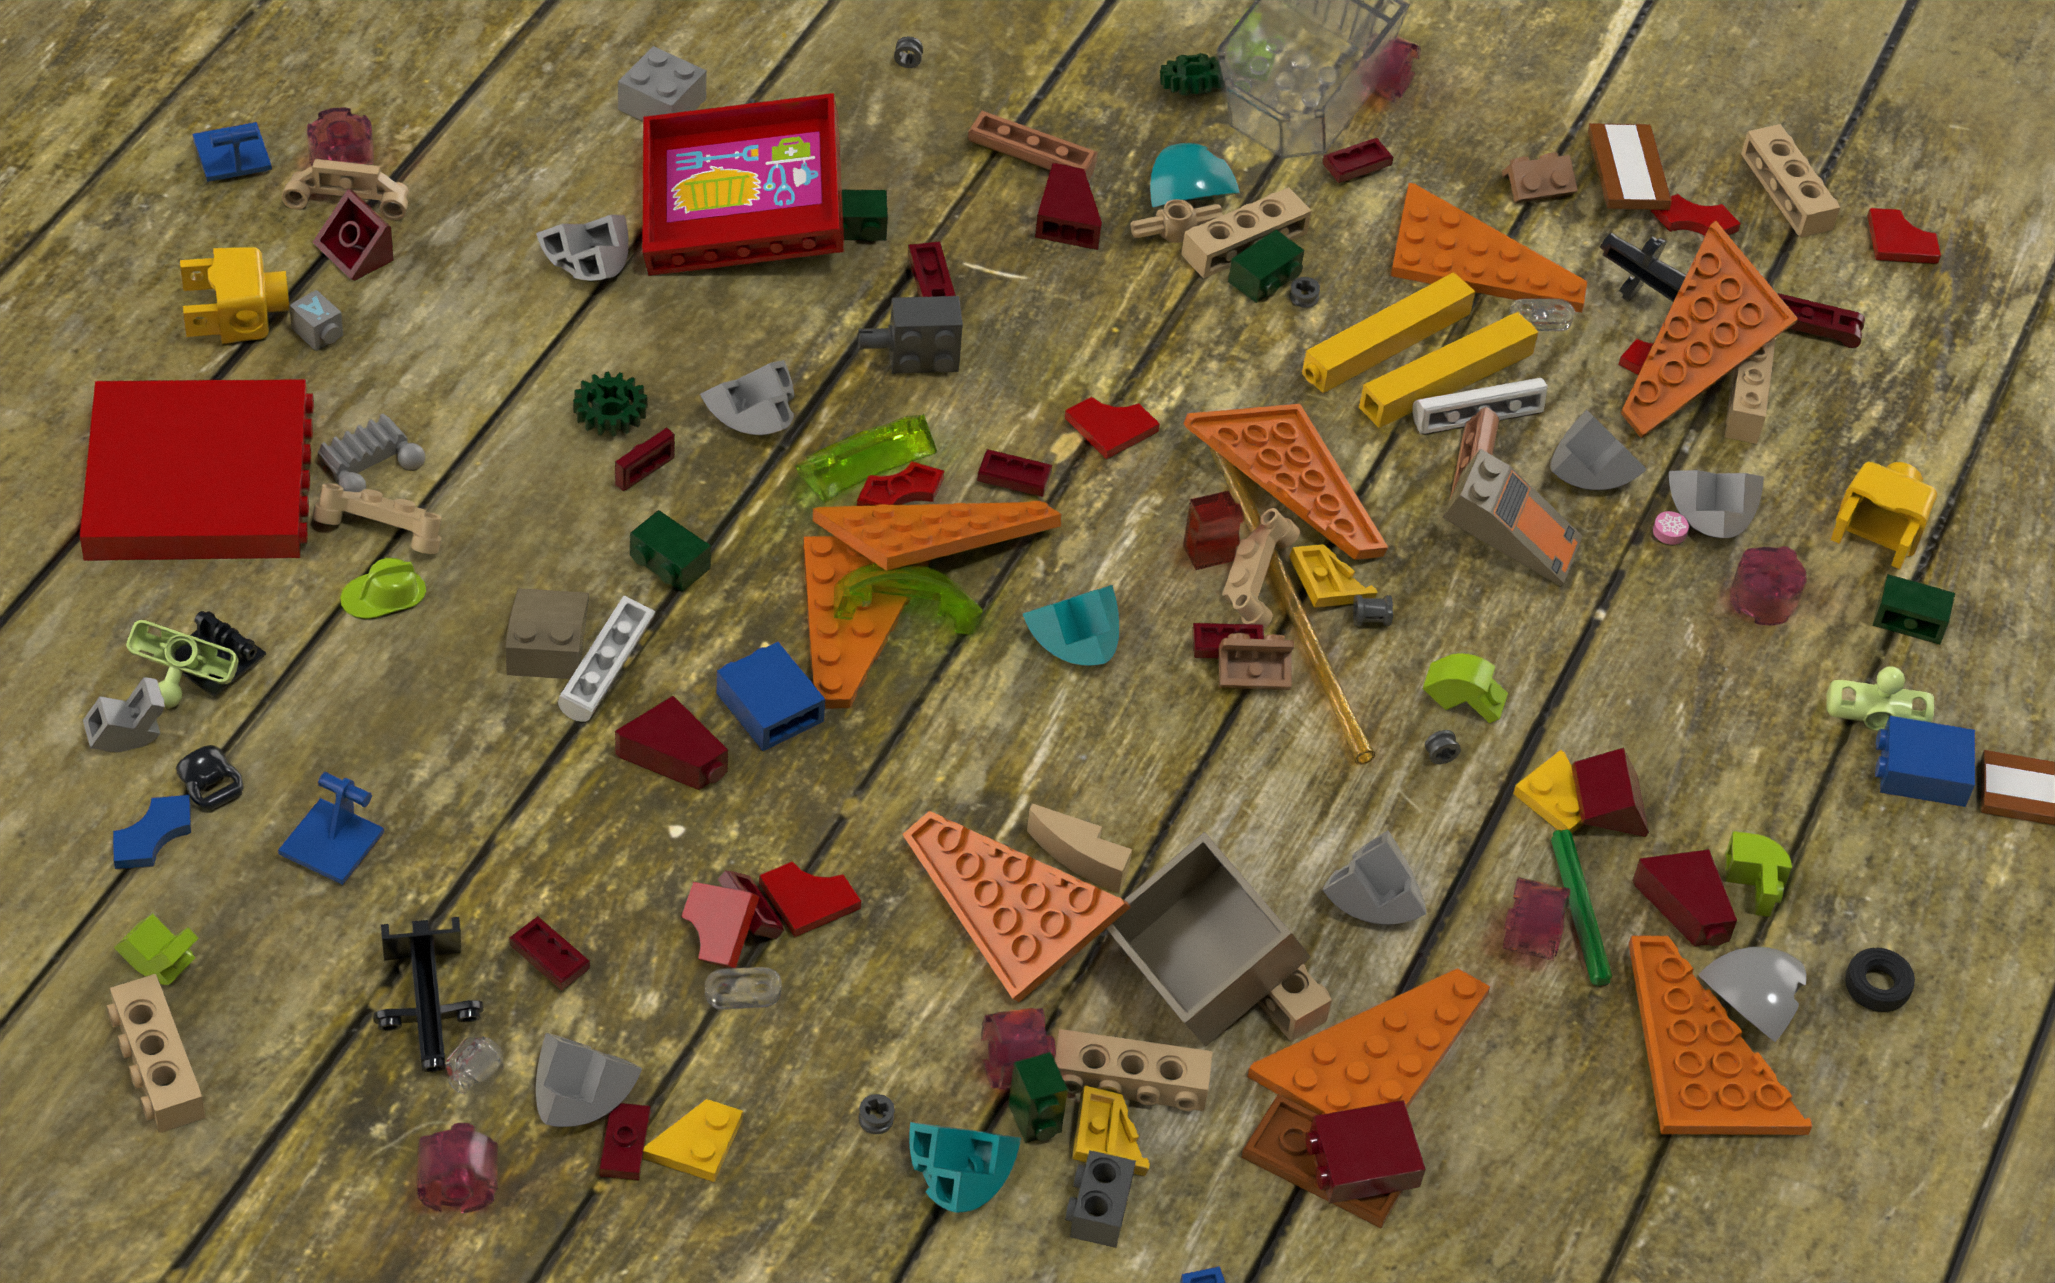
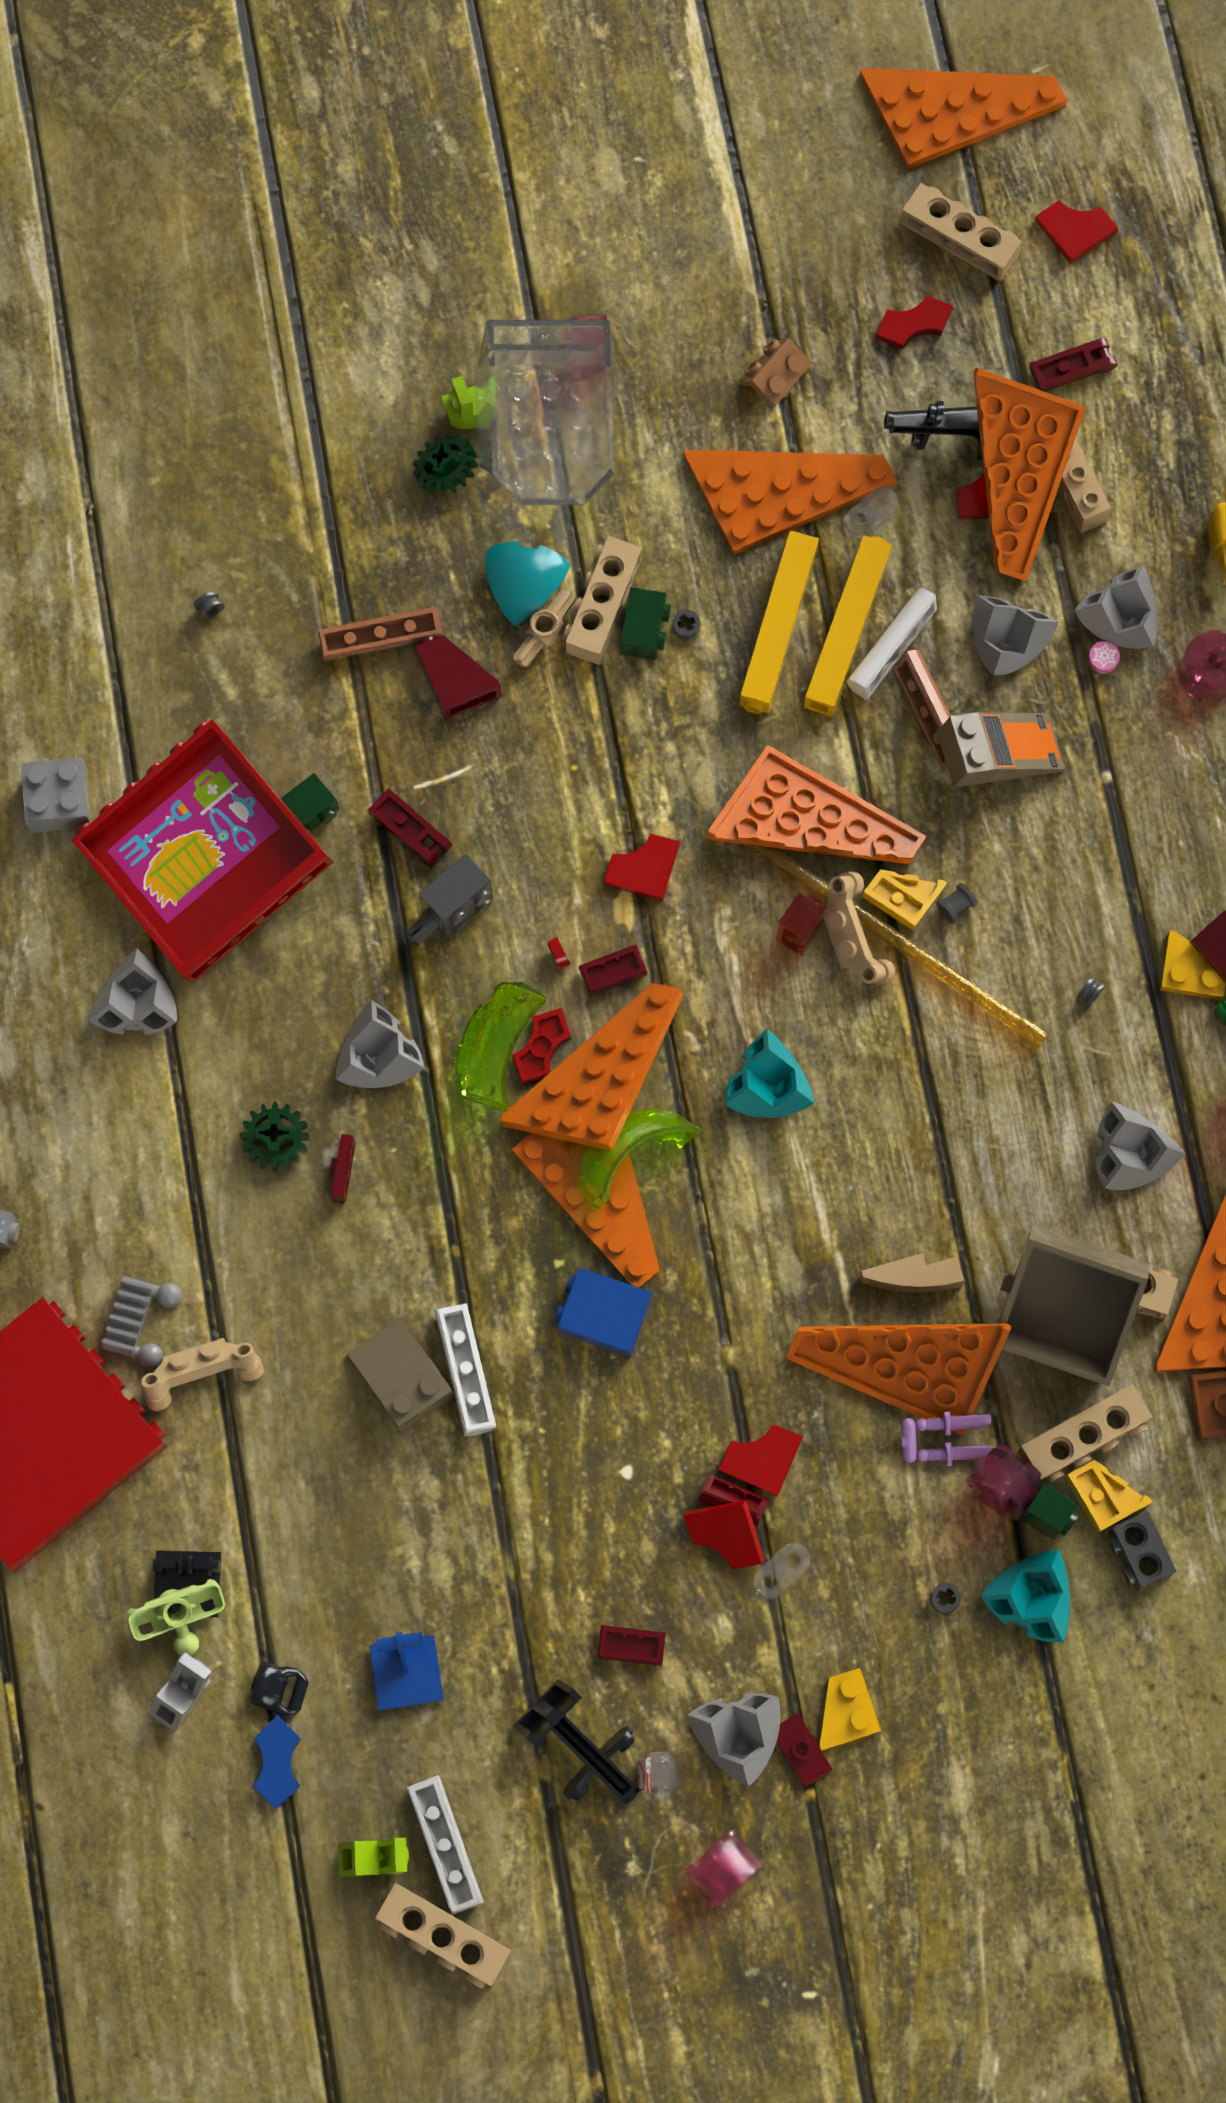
camera: 30 degrees left, 25 degrees up
(229, 988) = (445, 1845): none -> white brick
(384, 590) = (253, 1432): lime piece -> none
(670, 551) = (430, 1239): dark green brick -> none
(673, 745) = (574, 1407): dark red slope -> none
(978, 431) = (558, 953): none -> red tile
(1005, 972) = (950, 1453): none -> lavender piece
(1210, 635) = (877, 1009): dark red plate -> none
(1255, 662) = (914, 1020): medium nougat bracket -> none
(1357, 160) = (631, 455): dark red plate -> none
(1466, 679) = (1069, 925): lime brick -> none
(1629, 166) = (833, 307): tile -> none
(1843, 104) = (949, 110): none -> orange wing

